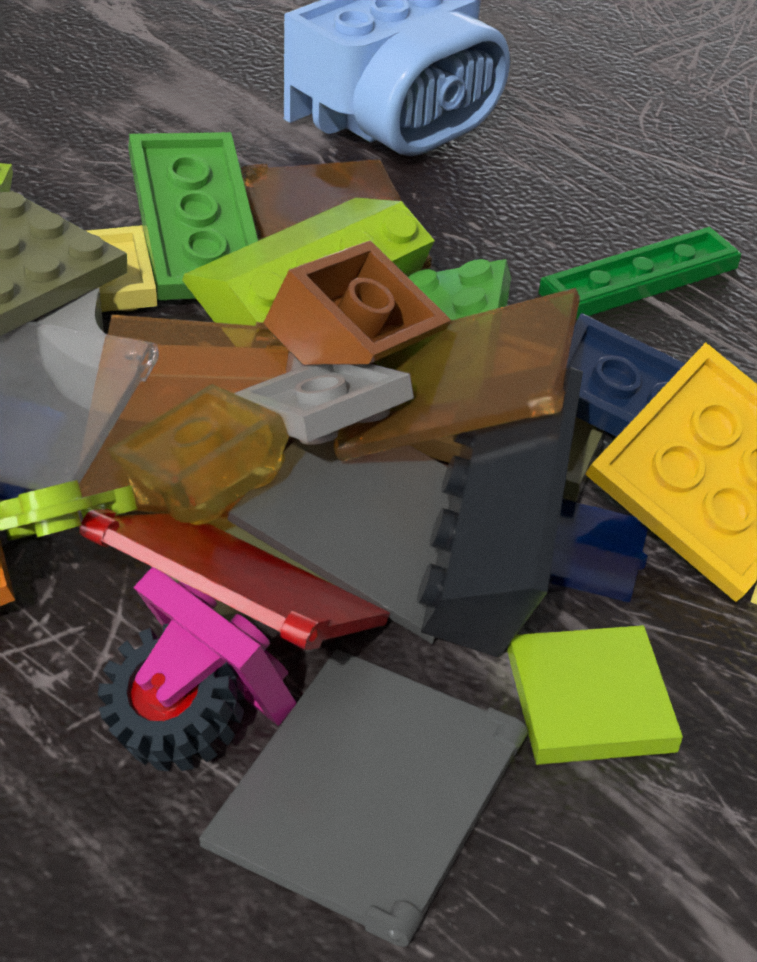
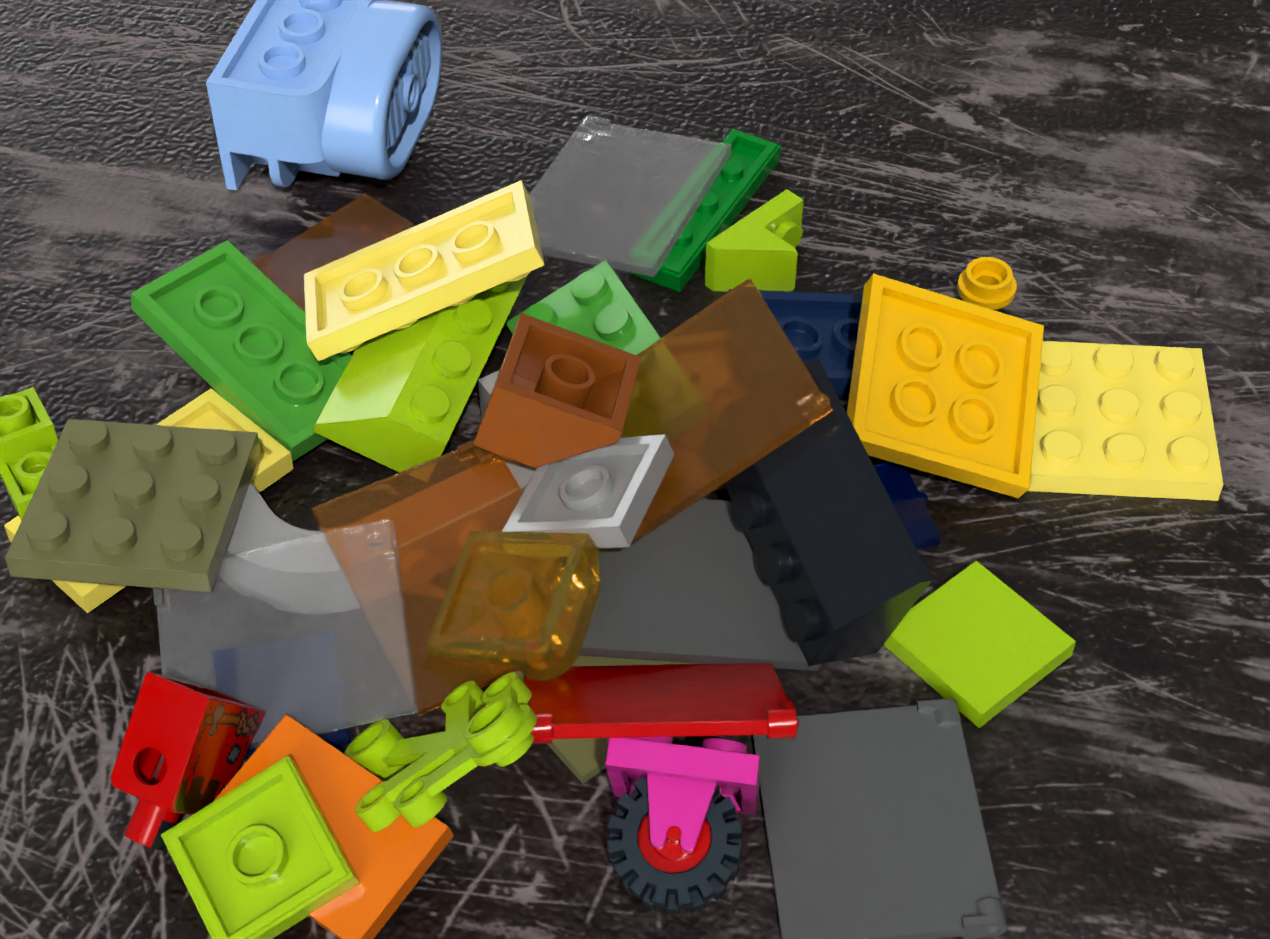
camera: 30 degrees left, 5 degrees up
(343, 198) = (421, 271): none -> light yellow plate
(570, 234) = (623, 194): none -> clear piece
(656, 307) = (758, 248): none -> lime slope

